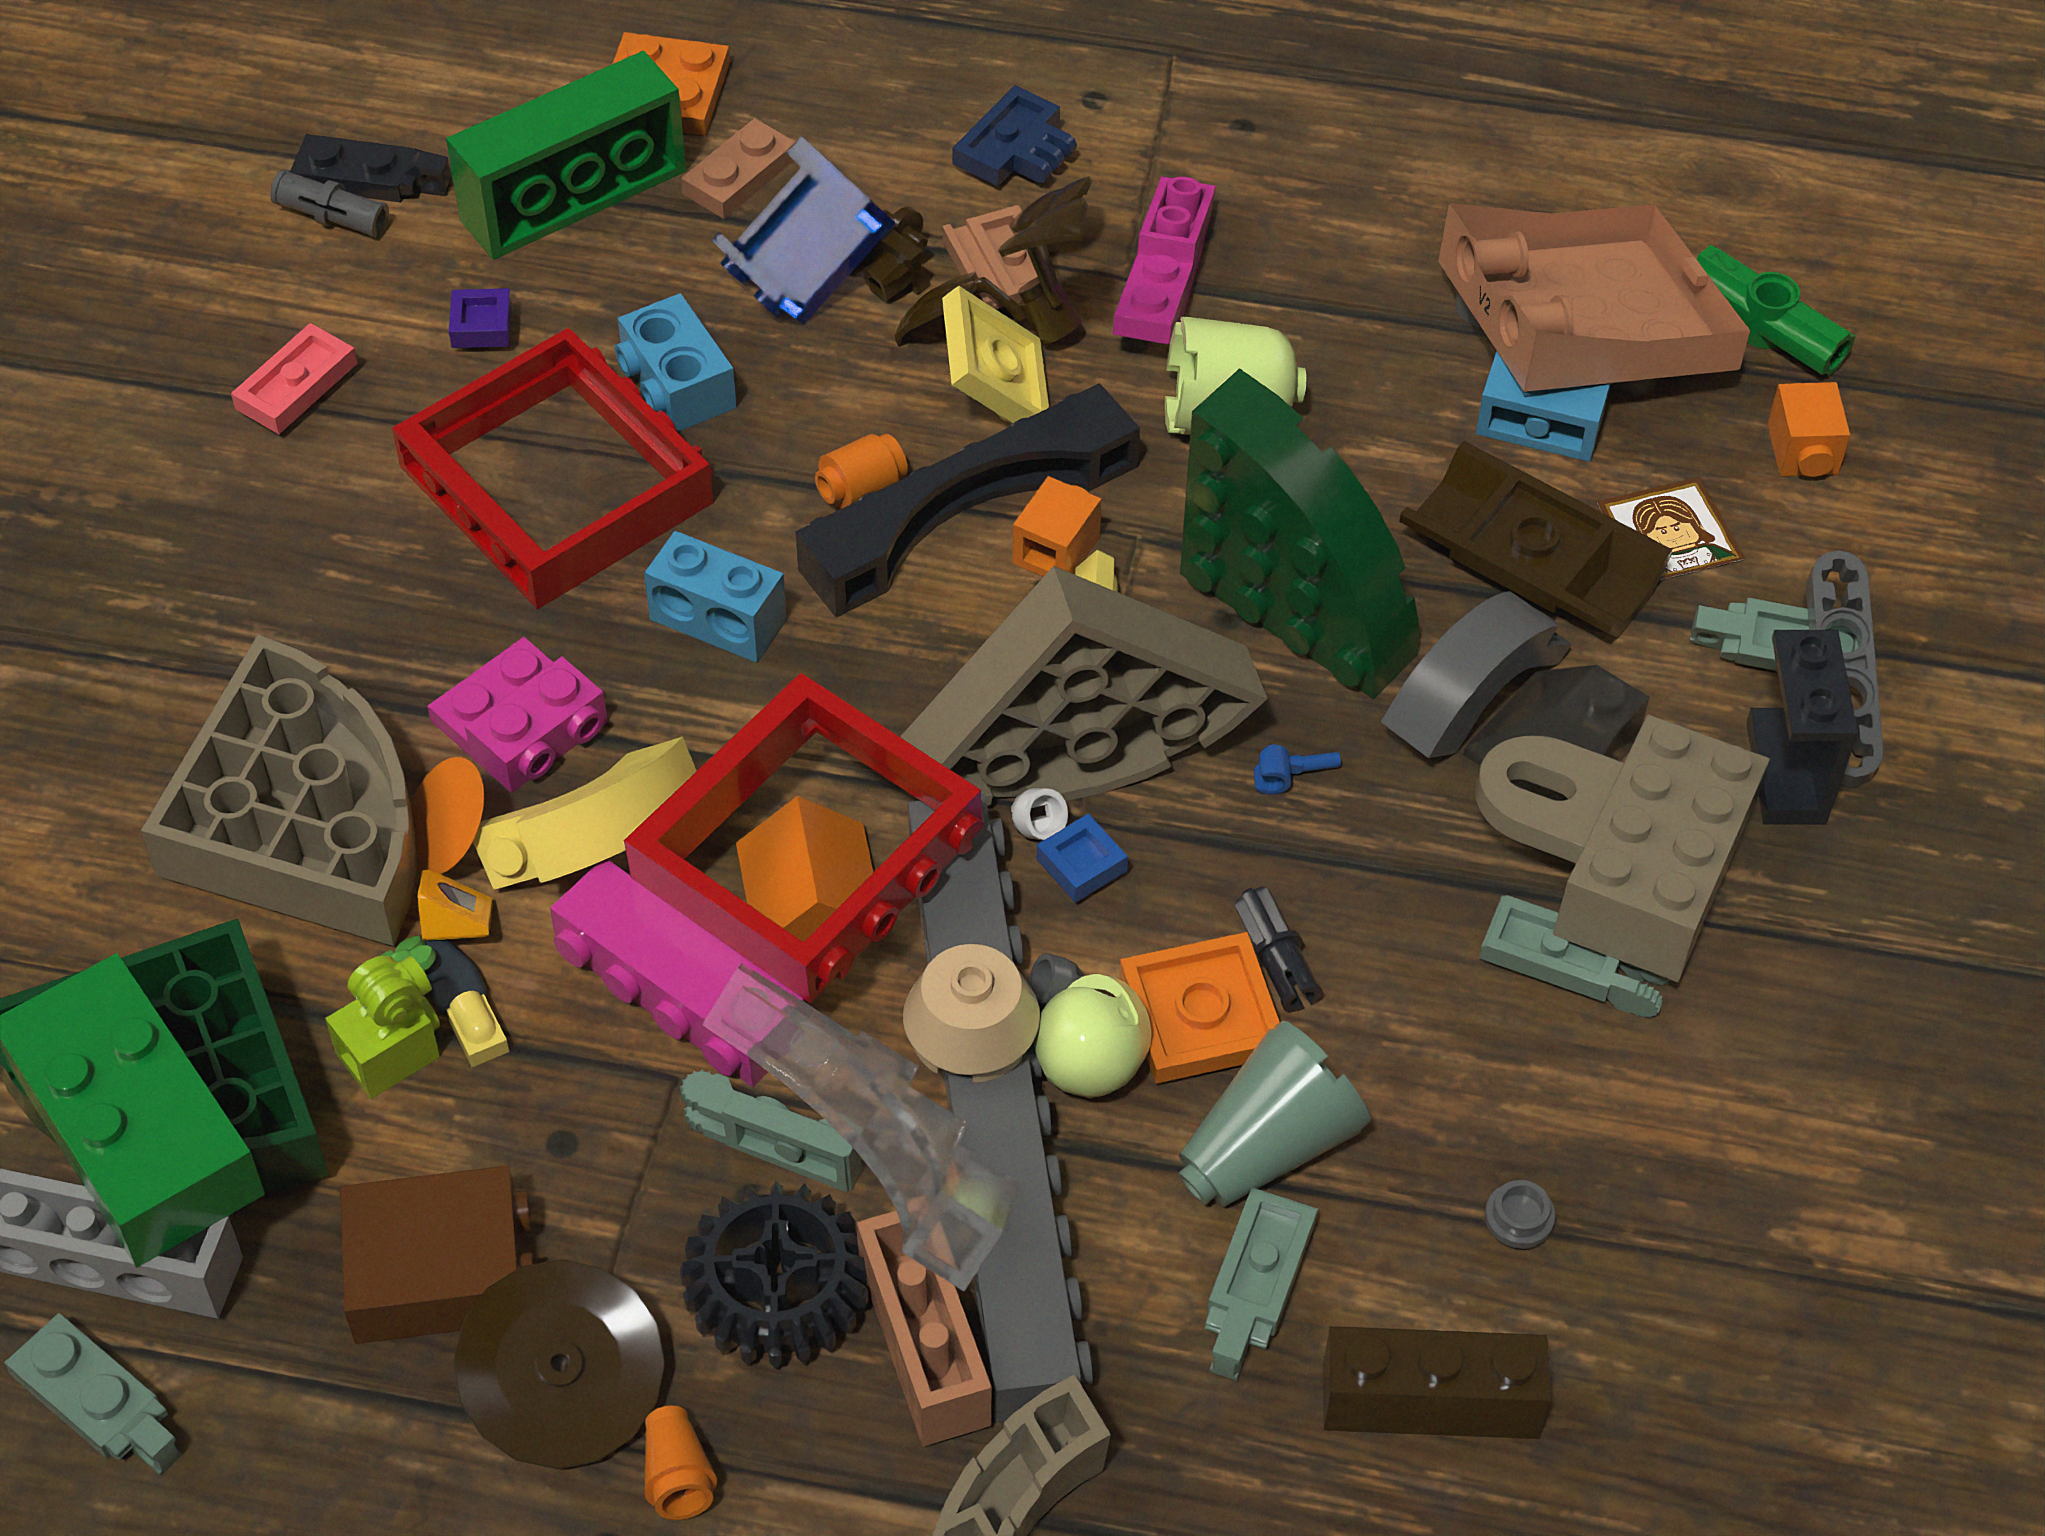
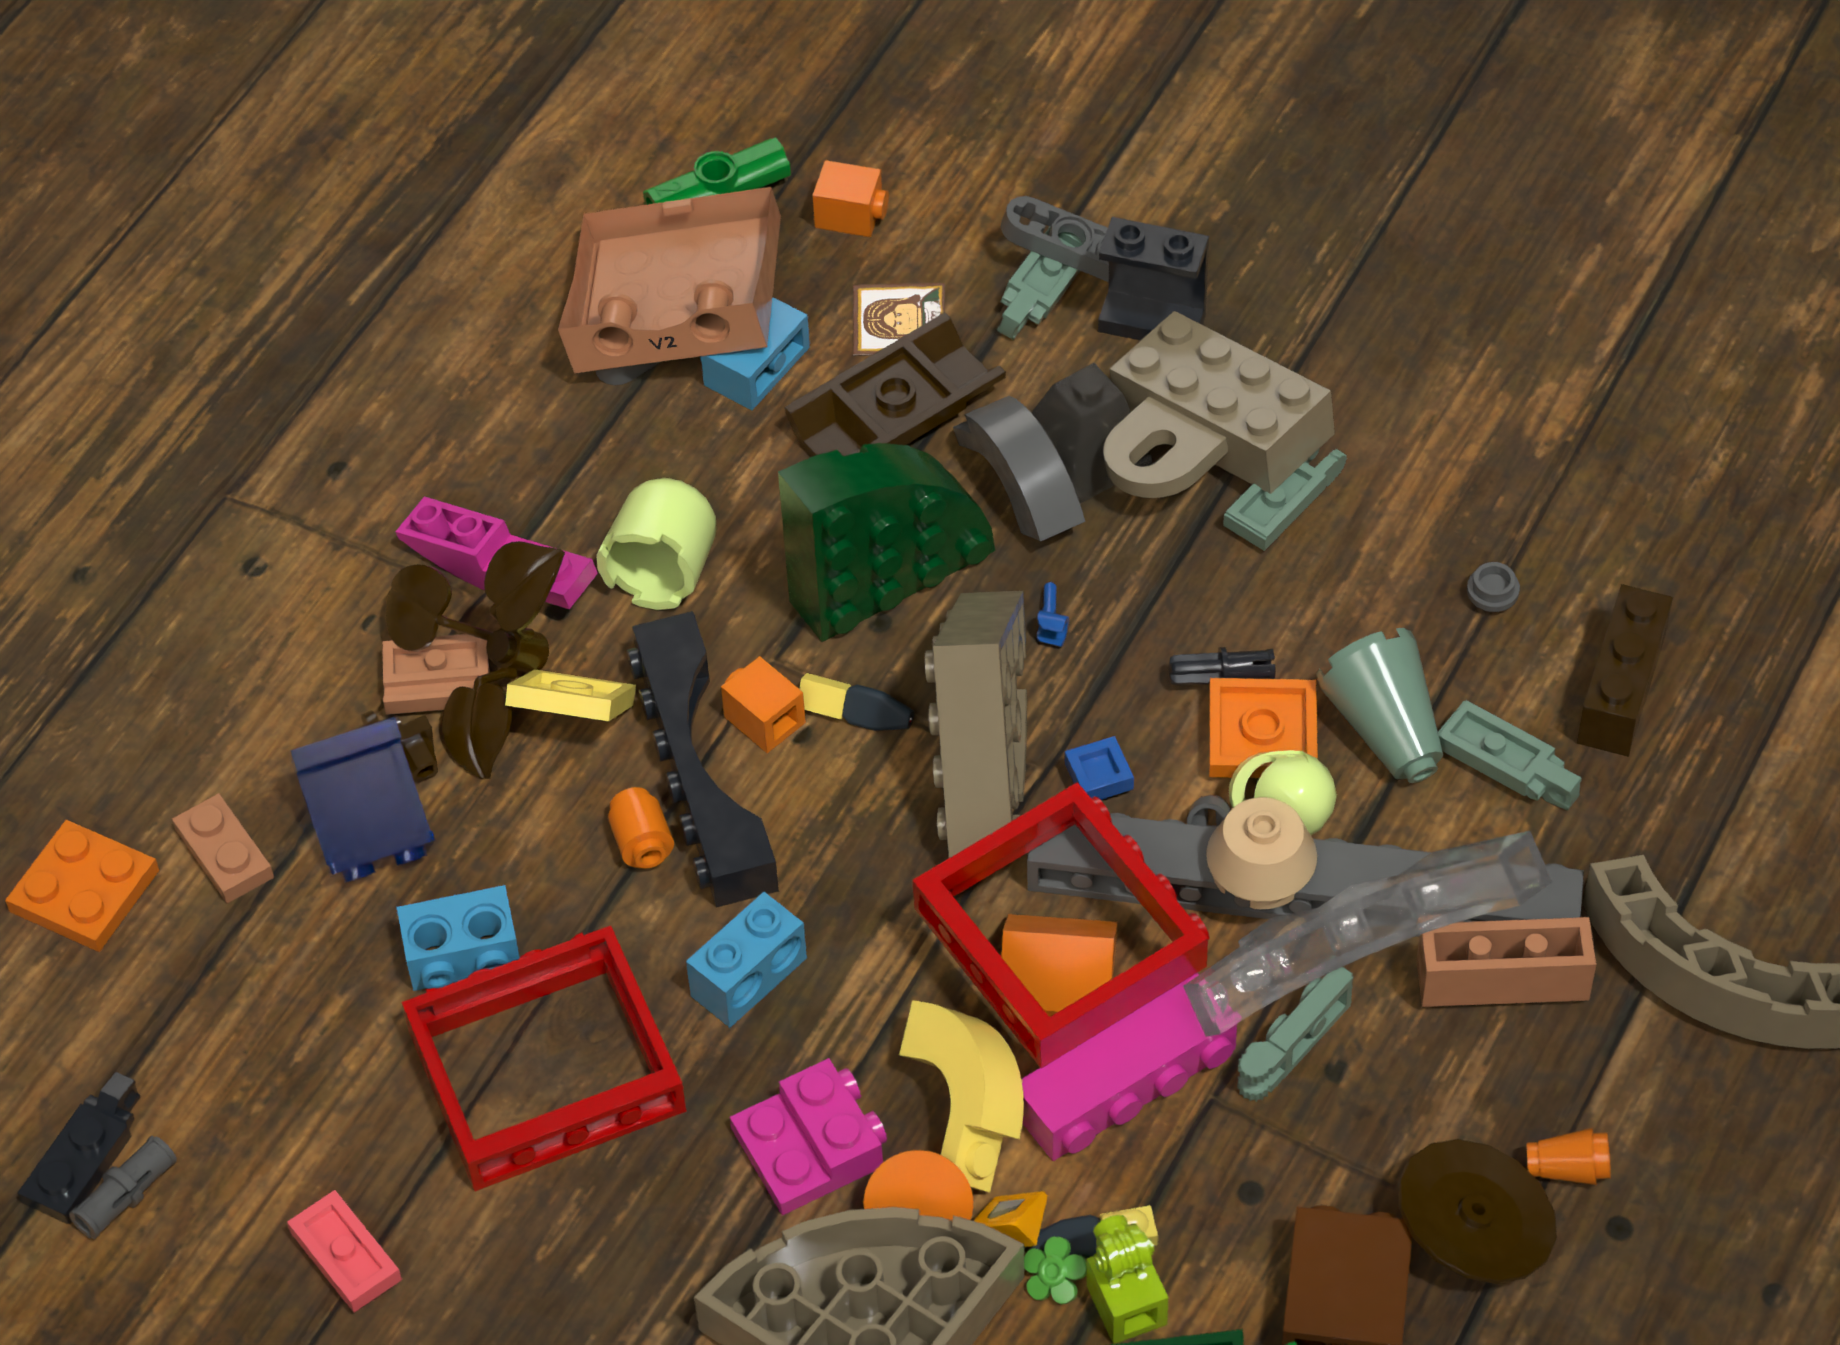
camera: 70 degrees left, 0 degrees up
(480, 318) = (332, 1085): dark purple plate -> none
(567, 154) = (178, 963): green brick -> none
(725, 1266) = (1457, 1075): black gear -> none
(1016, 137) = (293, 629): dark blue hinge -> none
(1041, 826) = (1043, 785): white hinge -> none

